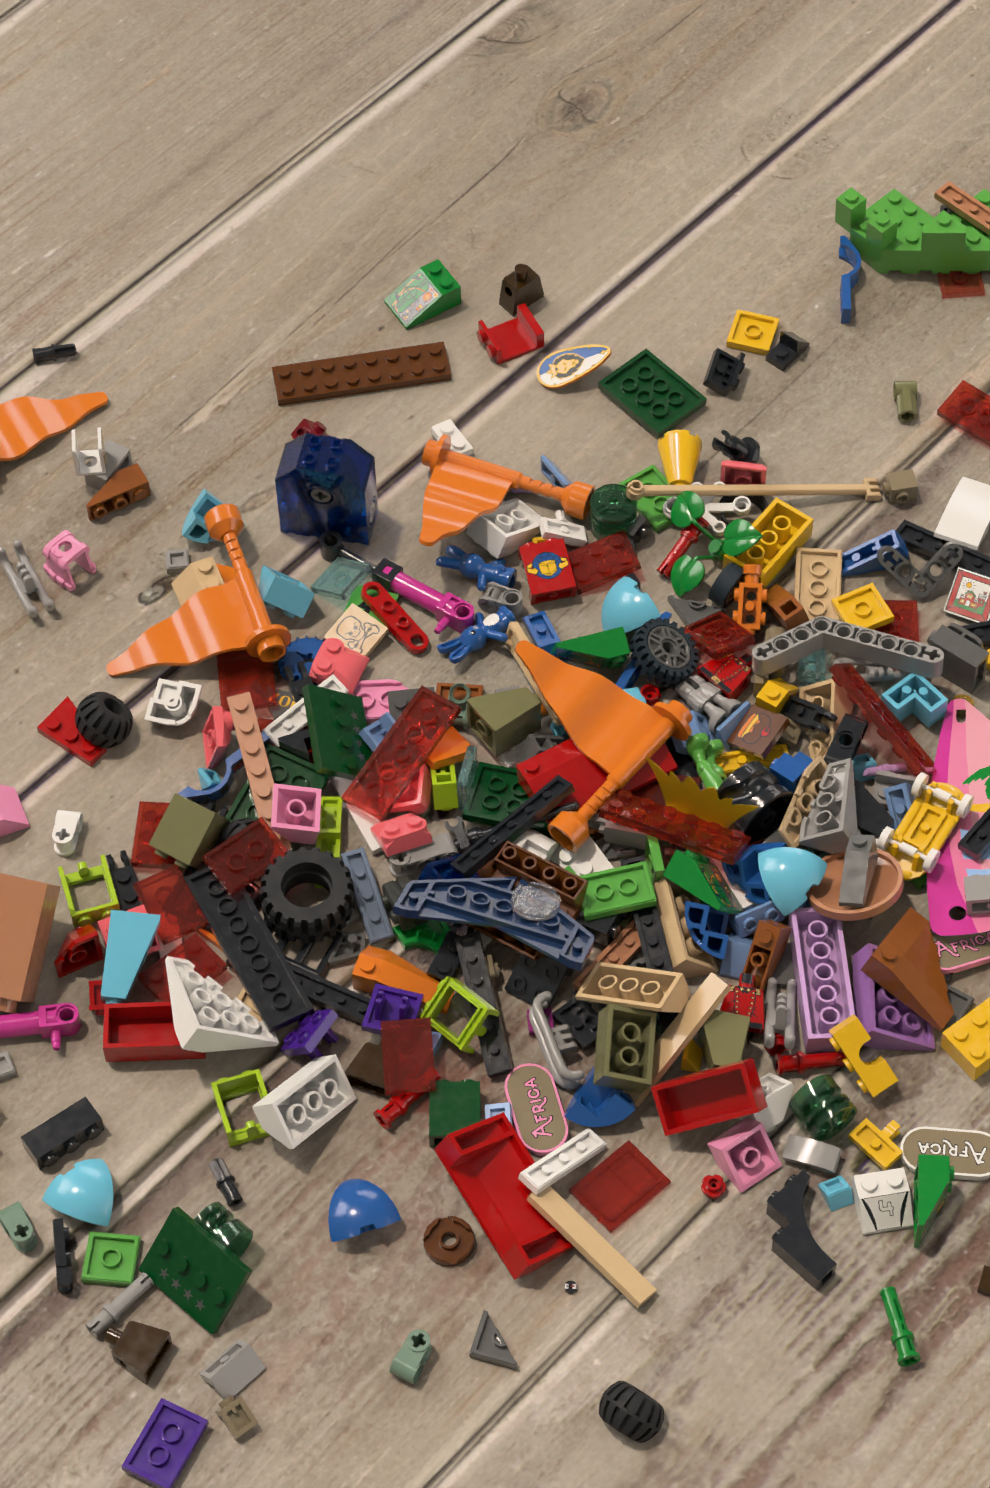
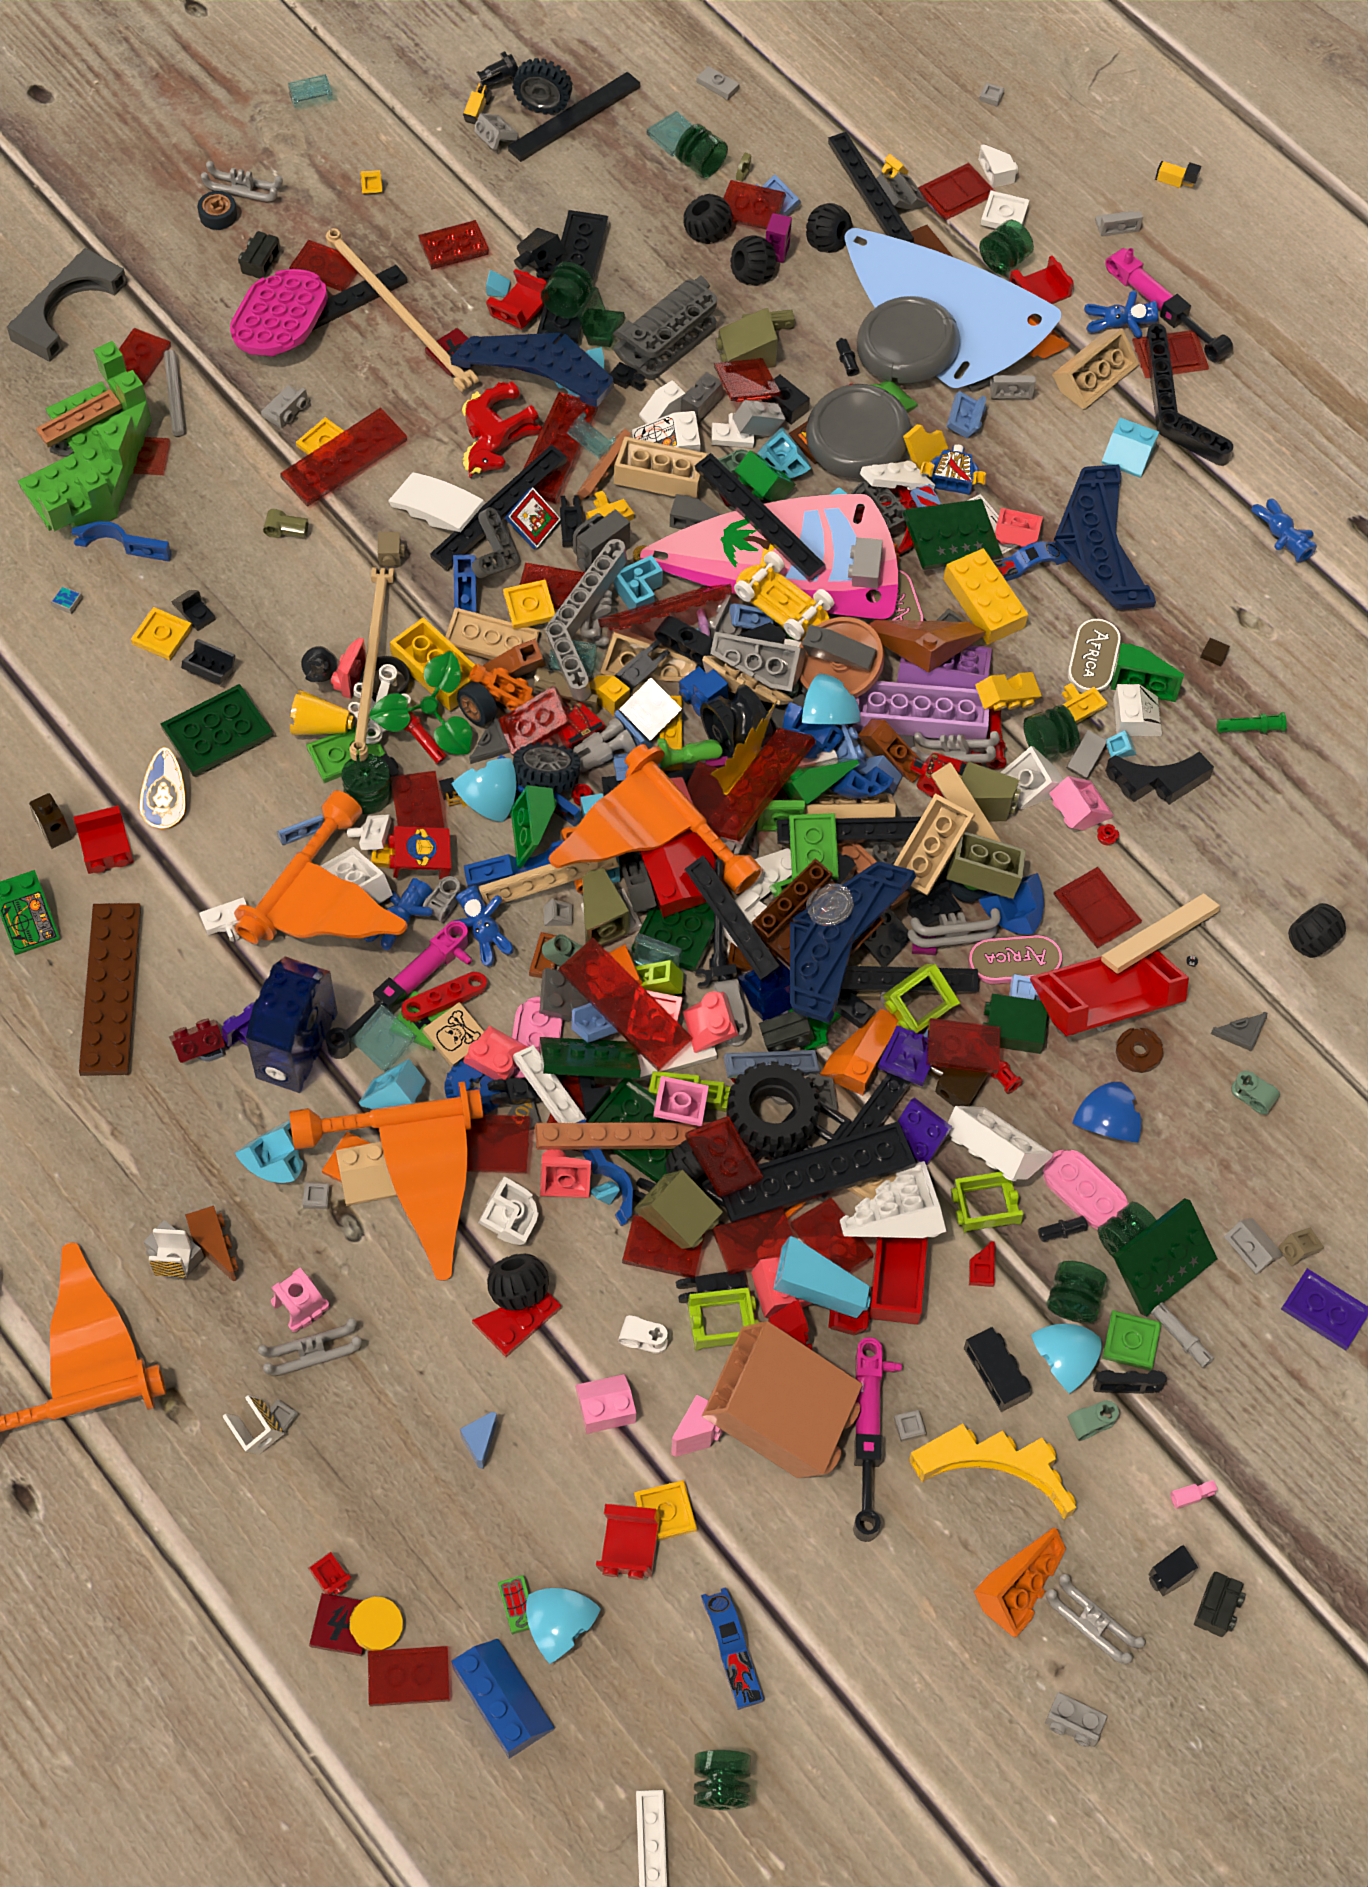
camera: 85 degrees left, 5 degrees up
(139, 1348) = (1231, 1321): dark brown torso -> none
(142, 1191) = (1077, 1291): none -> clear green wheel
(176, 1114) = (983, 1267): none -> red tile
(277, 1200) = (1083, 1187): none -> bright pink tile
(562, 1161) = (1079, 941): white tile -> none
(709, 1097) = (1042, 807): red piece -> none
(771, 255) = (66, 599): none -> tile

